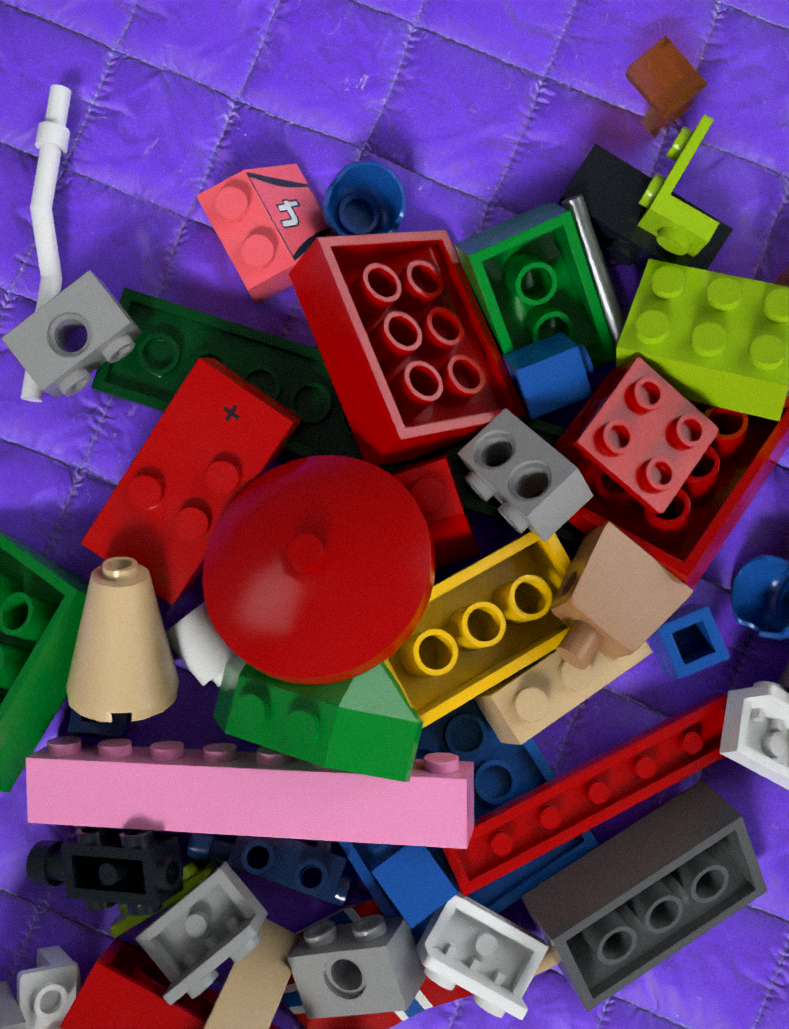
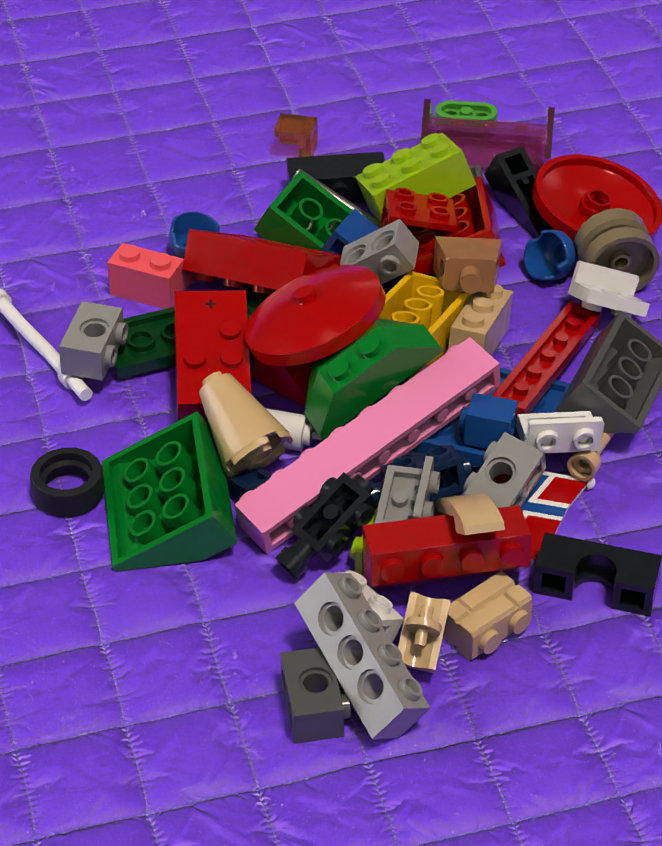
camera: 40 degrees left, 45 degrees down
(673, 222) = (347, 151): lime bracket -> none
(688, 642) = (529, 287): blue brick -> none

